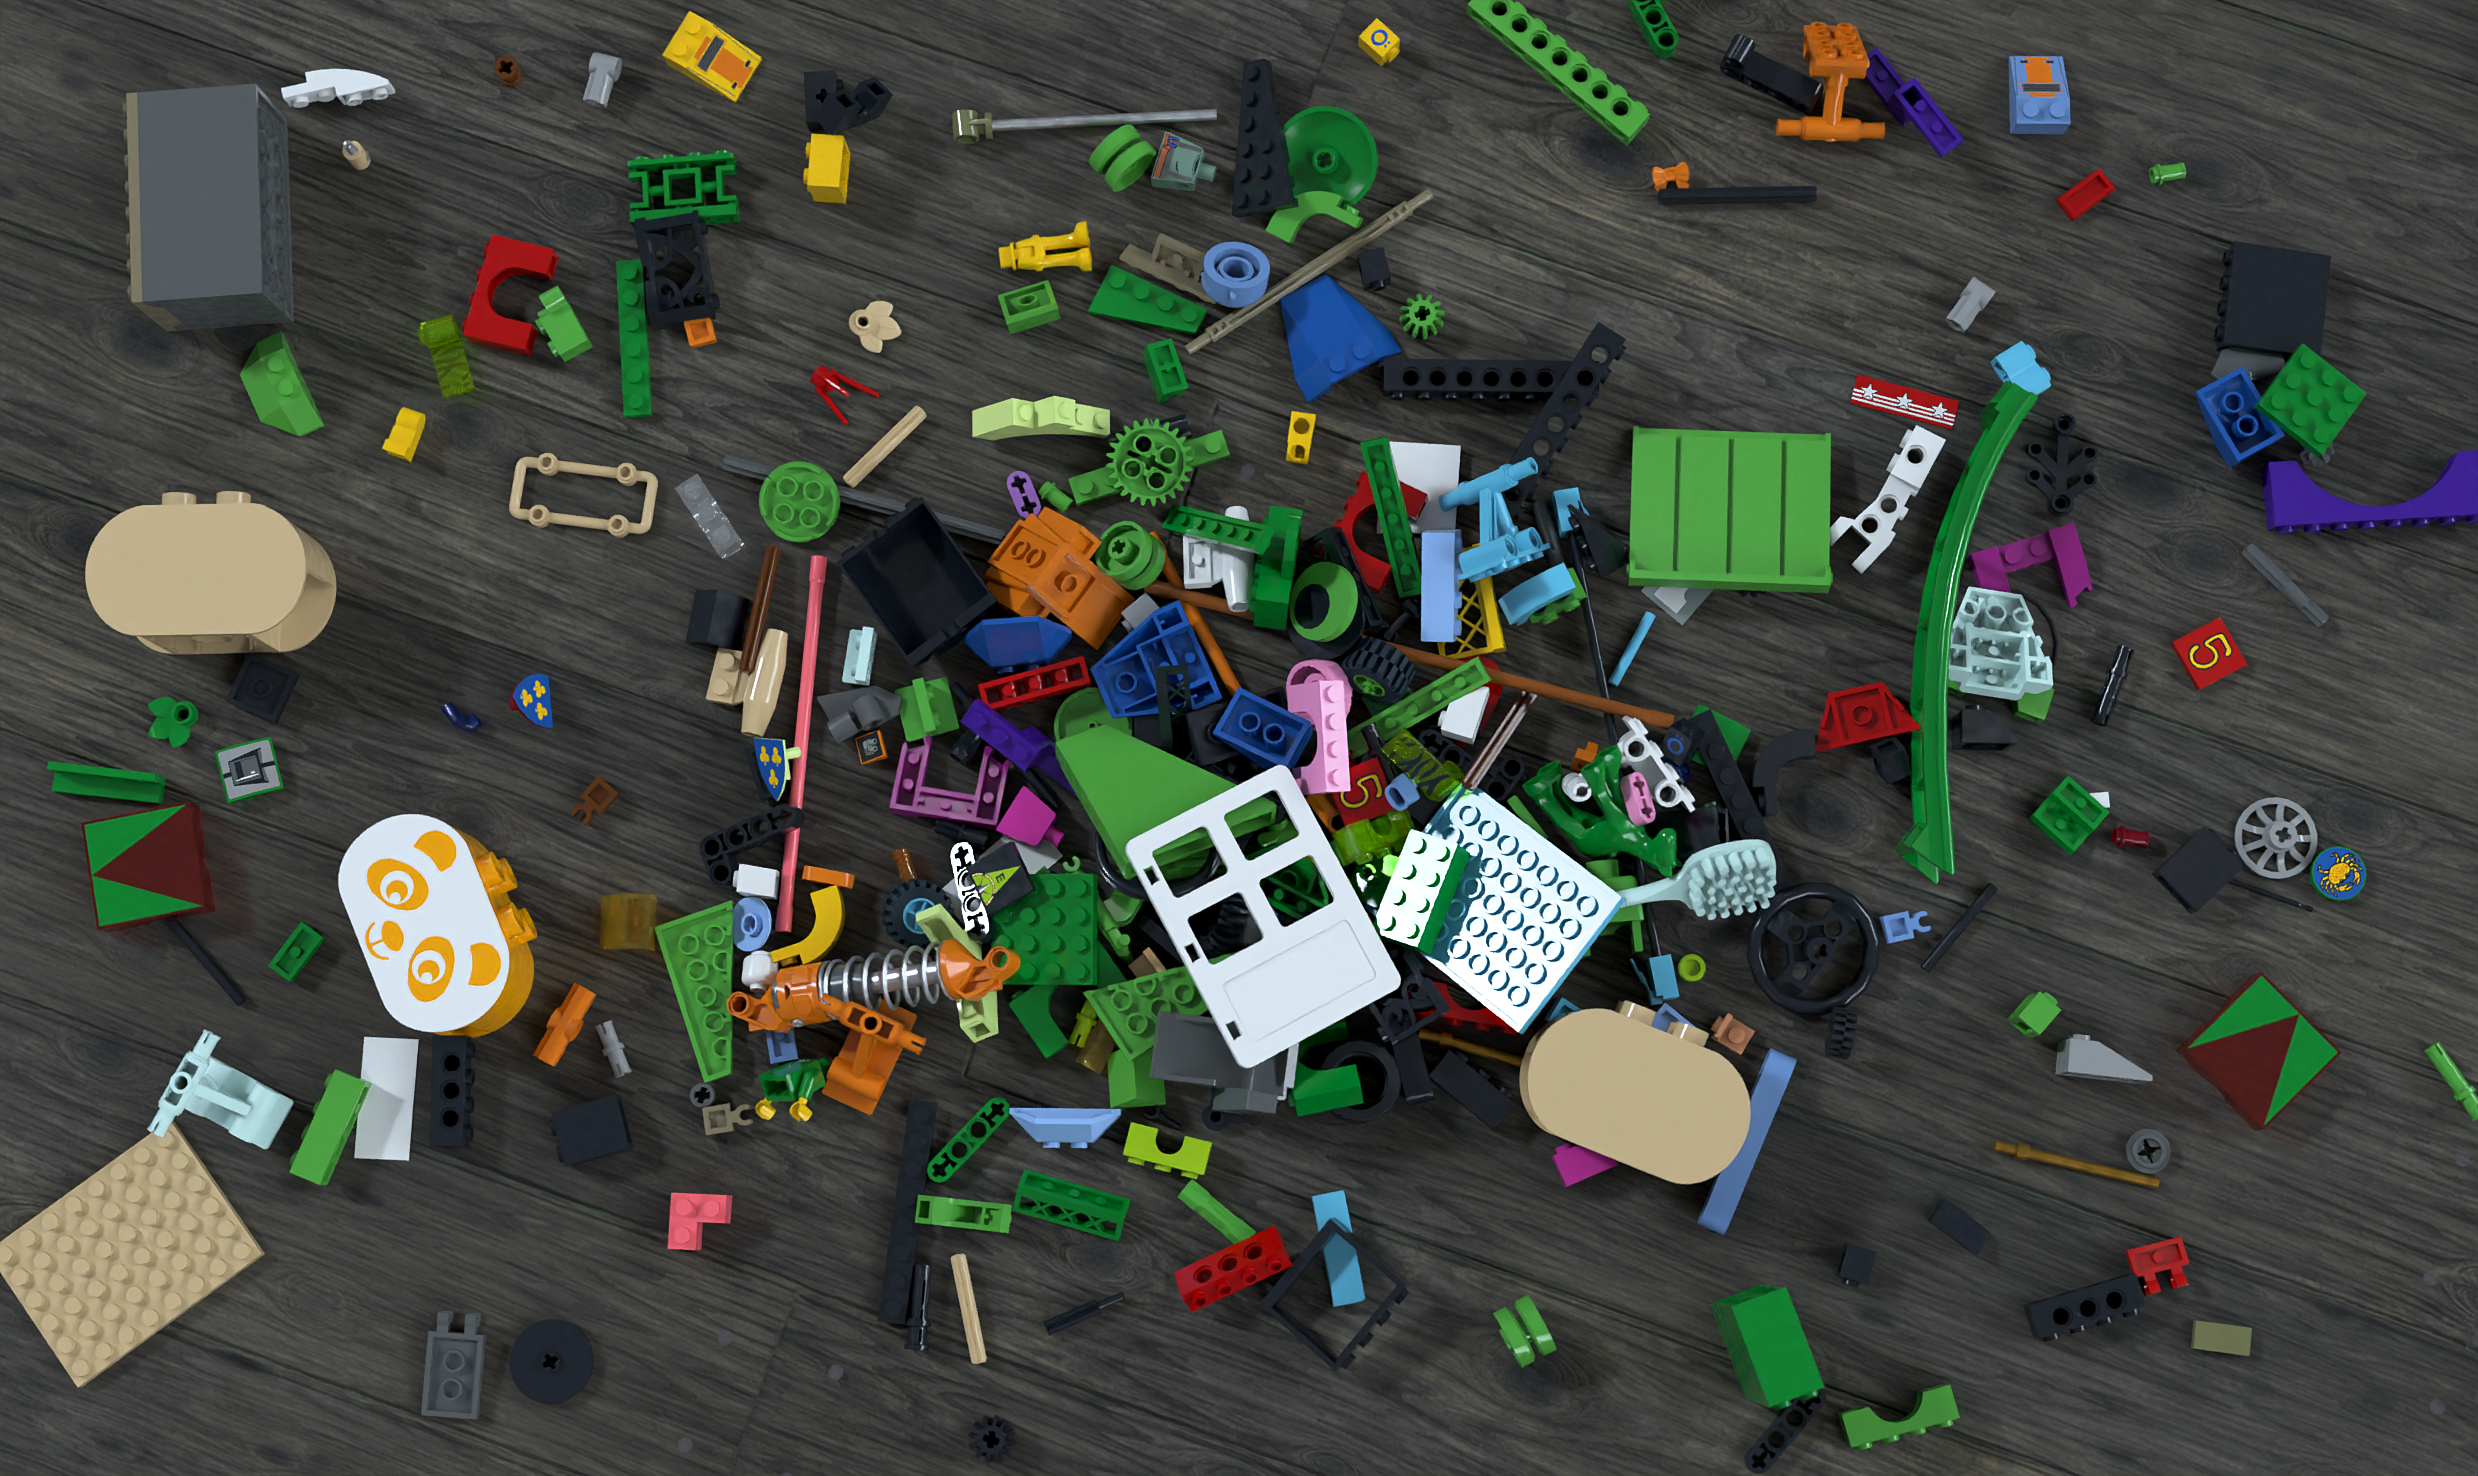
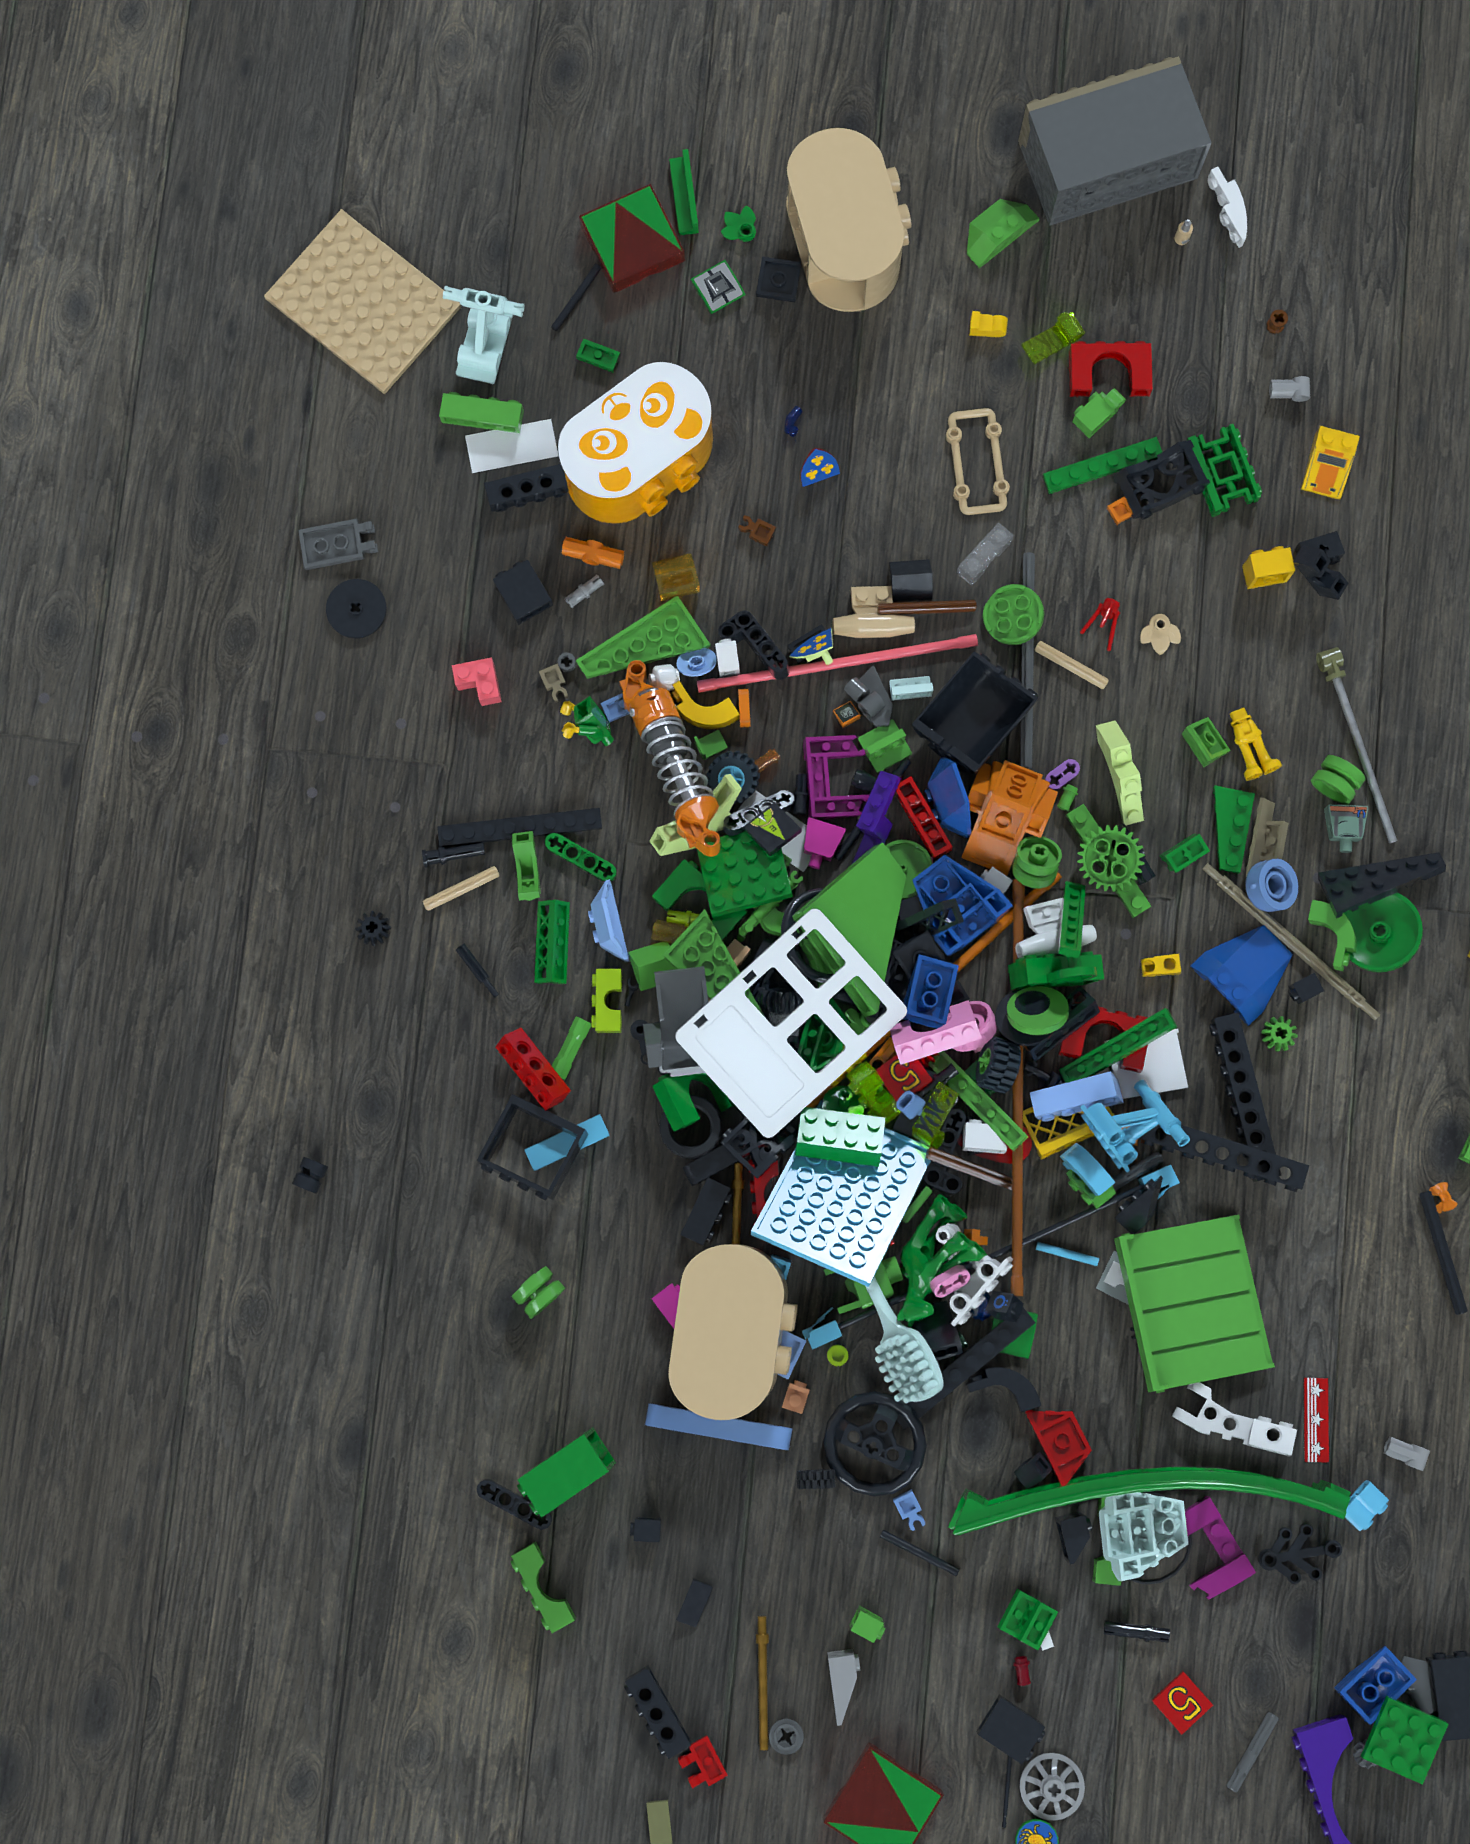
camera: 75 degrees right, 0 degrees up
(864, 933) = (710, 744): none -> bright green bracket
(869, 1051) = (624, 769): orange plate -> none

